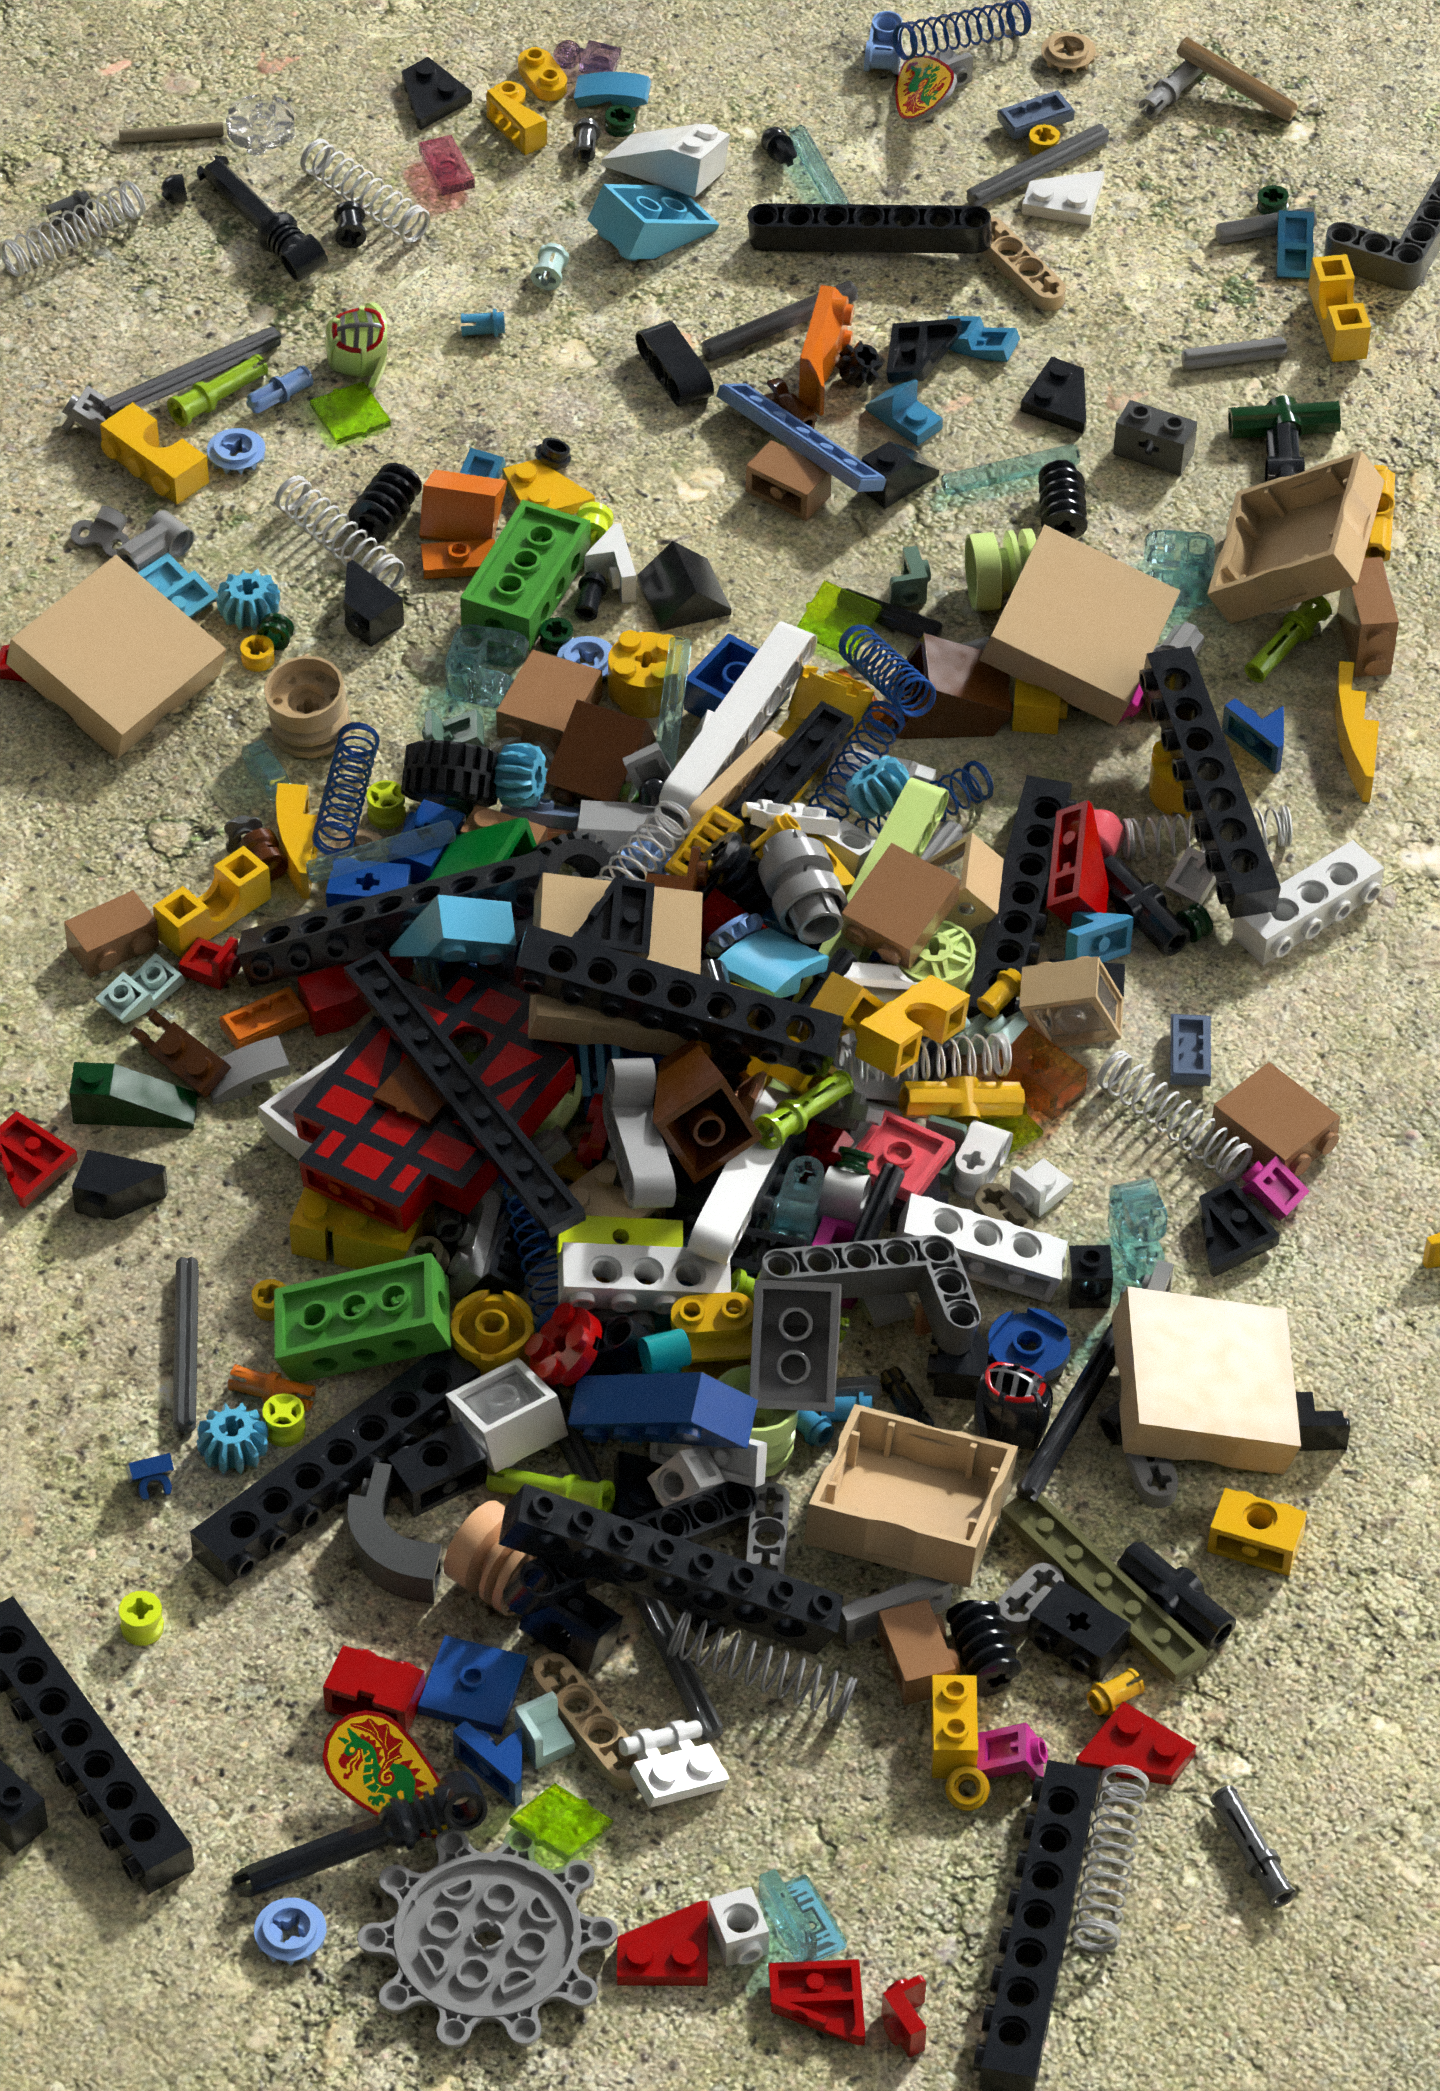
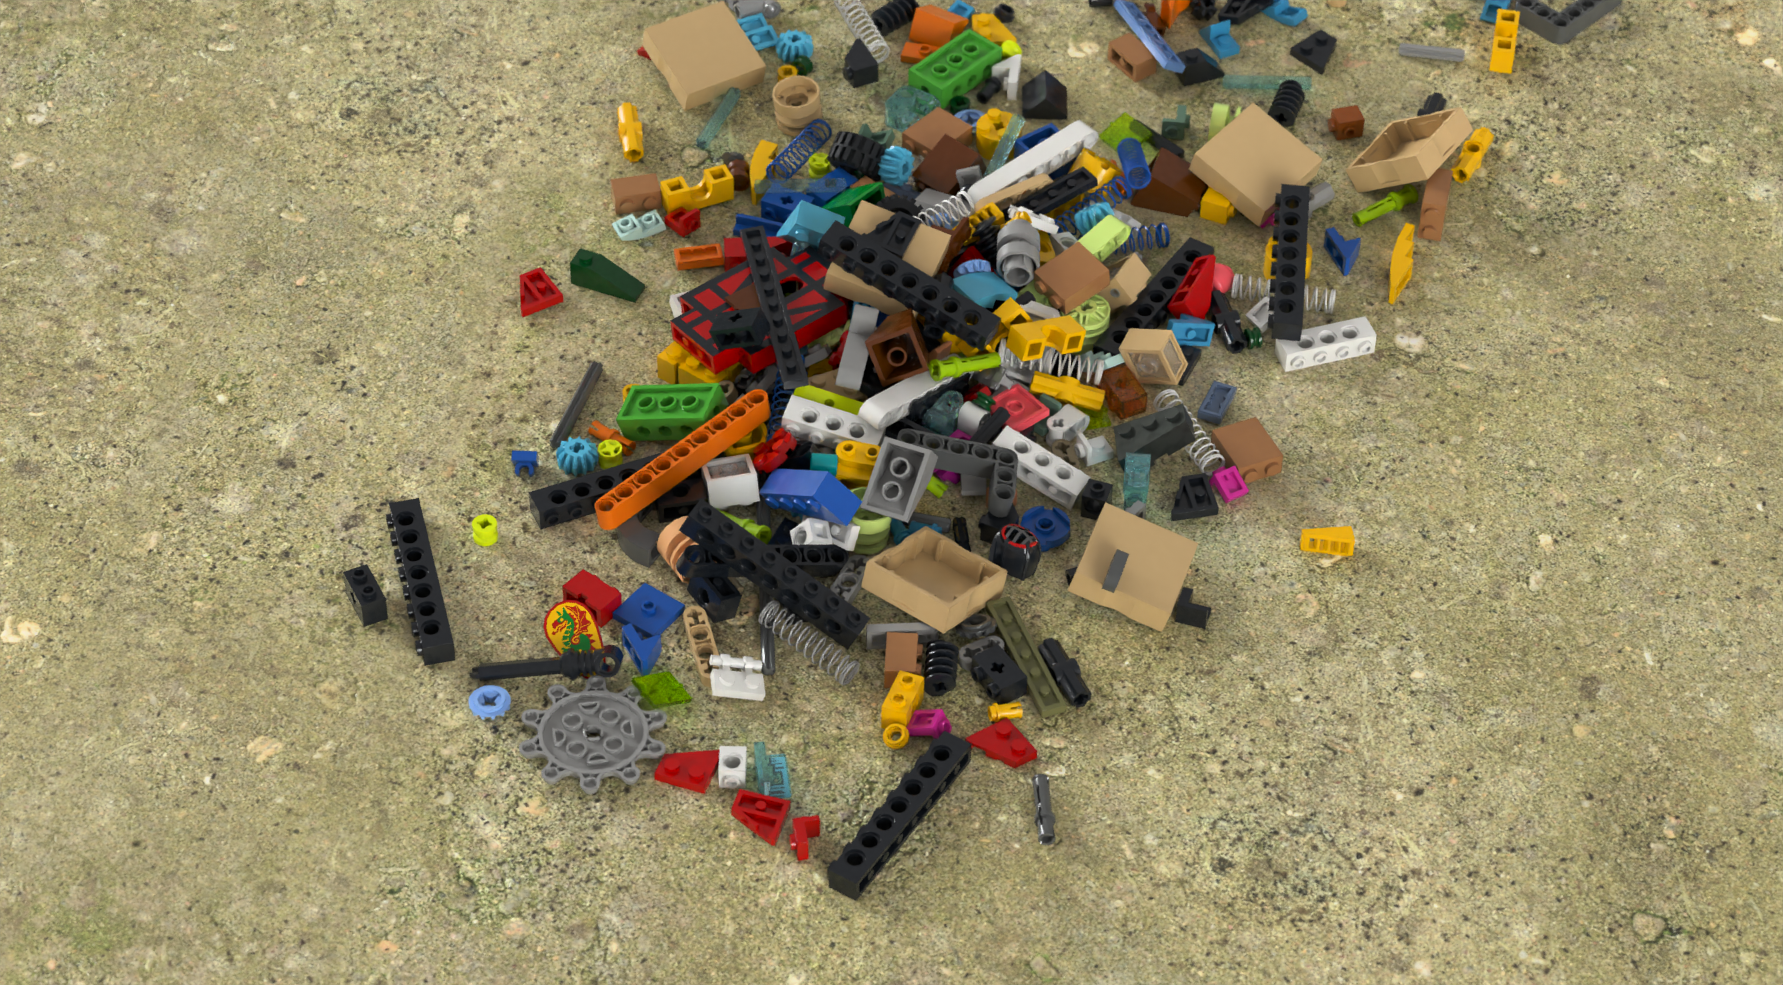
camera: 20 degrees right, 5 degrees down
(51, 824) = (630, 132): none -> yellow piece
(116, 1185) = (576, 317): black slope -> none
(180, 759) = (718, 118): none -> clear light blue axle
(183, 1054) = (645, 262): reddish brown hinge -> none
(251, 1065) = (680, 276): light grey slope -> none
(264, 768) = (761, 129): clear light blue beam -> none
(376, 921) = (728, 220): black brick -> none
(432, 1150) = (739, 328): none -> black brick
(499, 1284) = (682, 459): none -> orange beam
(543, 1731) = (674, 642): light aqua panel -> none
(1000, 993) = (1112, 342): yellow pin -> none
(1008, 1554) = (976, 626): none -> dark grey gear
(1068, 1419) = (1043, 570): black axle -> none
(1109, 1926) = (982, 764): white piece -> none
(1132, 1140) = (1155, 434): none -> pearl dark grey wedge
(1142, 1475) = (1078, 609): light grey beam -> none
(1155, 437) = (1359, 84): dark grey brick -> none
(1166, 507) = (1346, 122): none -> dark orange brick
(1192, 554) = (1339, 154): clear light blue piece -> none
(1199, 1404) = (1115, 571): none -> dark grey beam
(1236, 1537) = (1127, 653): yellow brick -> none
(1304, 417) = (1453, 93): dark green piece -> none

